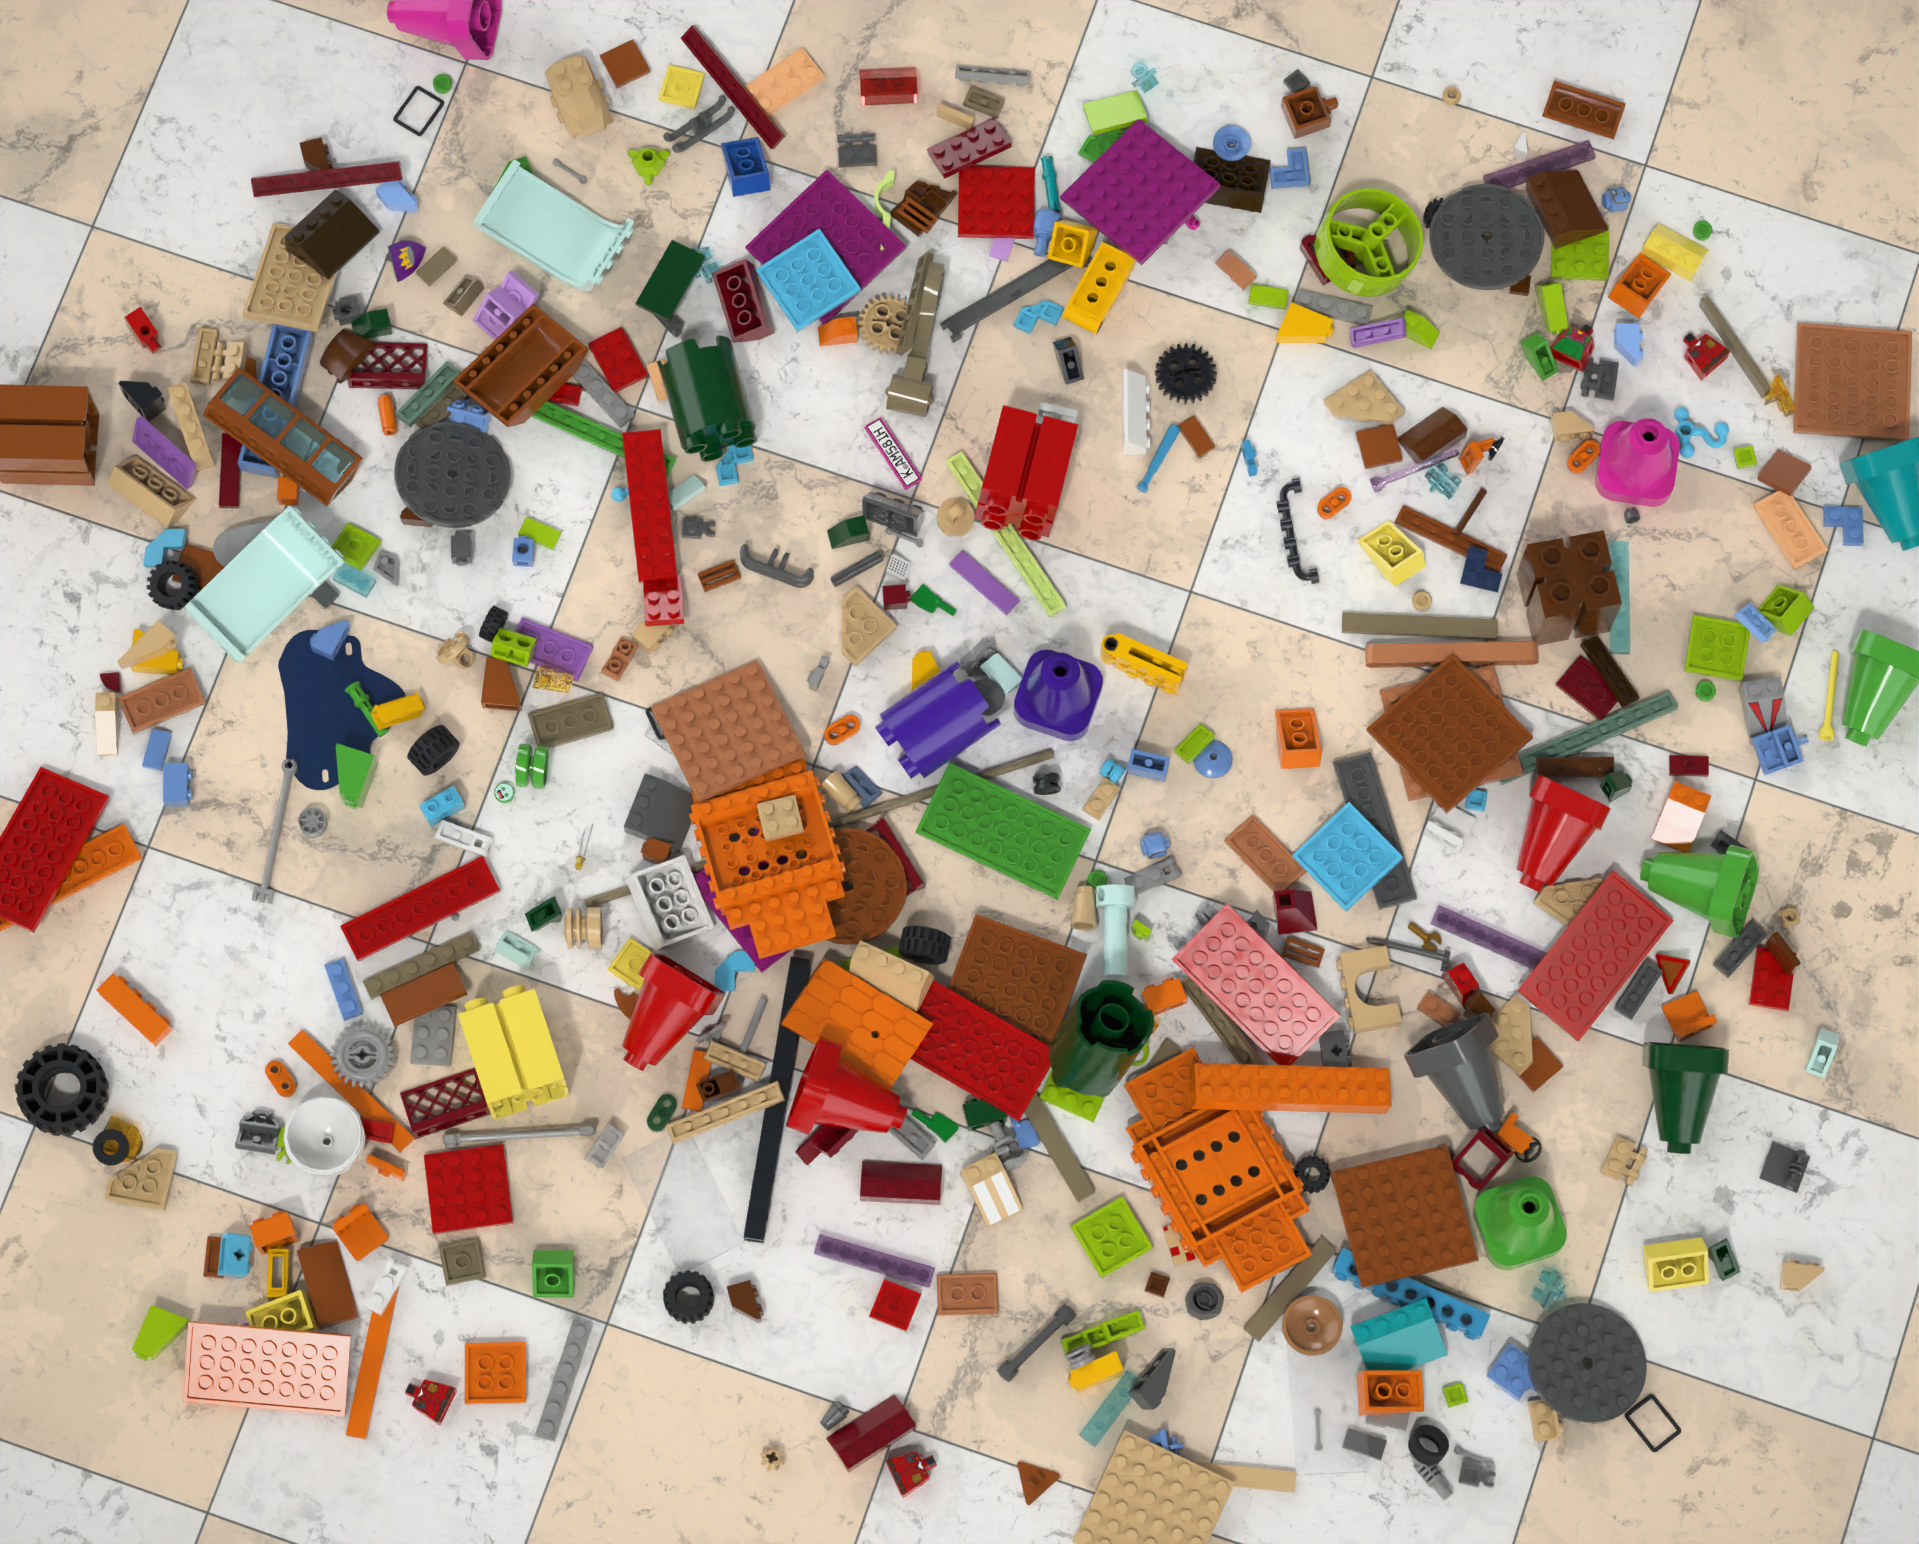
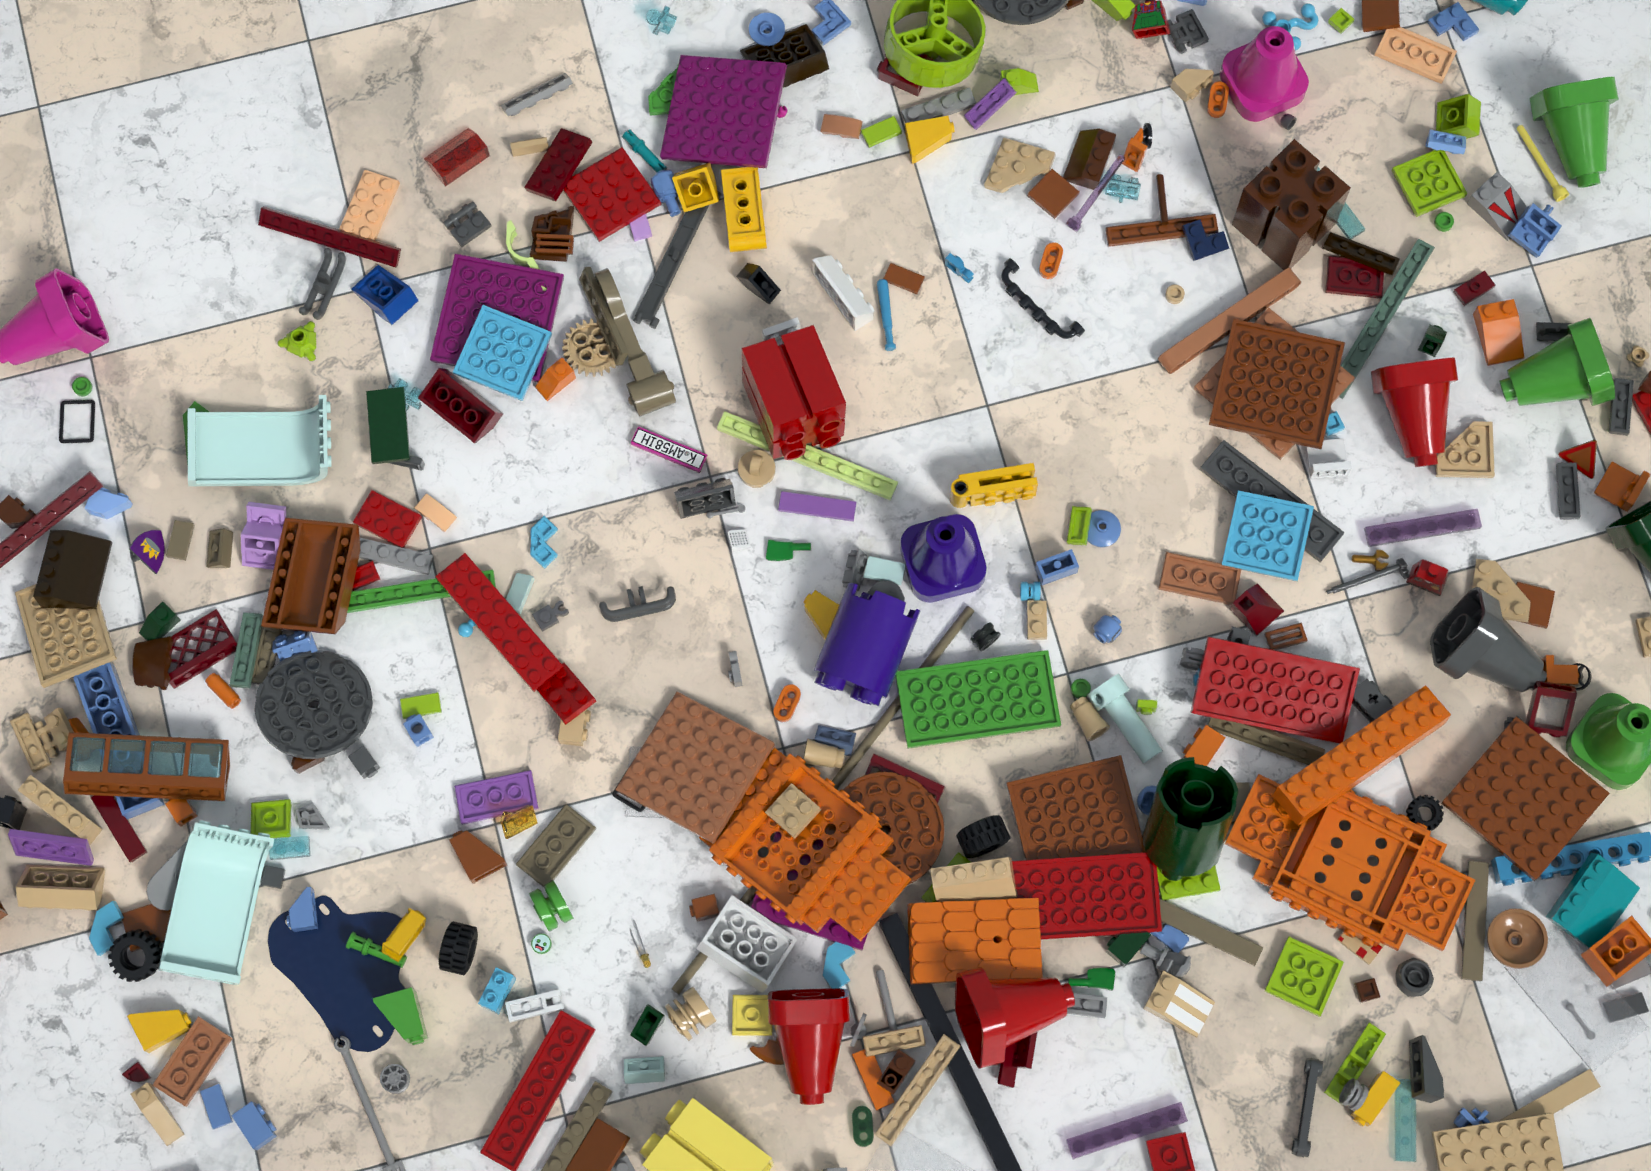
camera: 30 degrees left, 0 degrees up
(151, 645) = (153, 1017): tan slope -> none
(351, 304) = (129, 617): dark grey brick -> none
(453, 649) = (415, 850): tan tile -> none
(493, 621) = (435, 807): black tyre -> none
(513, 647) = (466, 815): lime brick -> none
(578, 96) = (205, 324): tan slope -> none
(582, 179) = (255, 390): light grey hinge -> none
(619, 659) = (560, 766): nougat slope -> none
(624, 63) = (225, 274): dark orange tile -> none
(660, 812) = (685, 872): dark grey slope -> none
(681, 87) = (286, 263): light yellow tile -> none
(701, 575) = (605, 629): dark orange tile -> none
(707, 398) = (487, 501): dark green brick -> none
(848, 532) = (678, 537): dark green slope -> none
(856, 569) = (705, 562): dark grey axle -> none
(862, 626) = (744, 606): tan plate -> none
(895, 597) = (754, 565): dark red brick -> none
(900, 1183) = (1101, 1048): dark red slope -> none
(967, 1294) = (1221, 1105): nougat tile -> none
(983, 102) = (544, 121): dark tan plate -> none
(1044, 310) = (710, 256): medium azure tile -> none
(1114, 112) = (656, 63): lime tile -> none
(1153, 876) = (1123, 655): light grey plate -> none
(1180, 358) = (872, 243): black gear -> none
(1297, 738) = (1158, 467): orange slope -> none
(1363, 1016) = (1369, 657): tan arch -> none
(1392, 553) = (1126, 270): light yellow slope -> none
(1419, 626) = (1187, 315): dark tan tile -> none
(1438, 1010) = (1425, 612): nougat plate -> none
(1477, 1005) = (1456, 589): reddish brown slope -> none
(1539, 356) = (1127, 42): bright green slope -> none
(1574, 766) = (1390, 346): reddish brown plate -> none
(1595, 955) = (1516, 486): red plate -> none

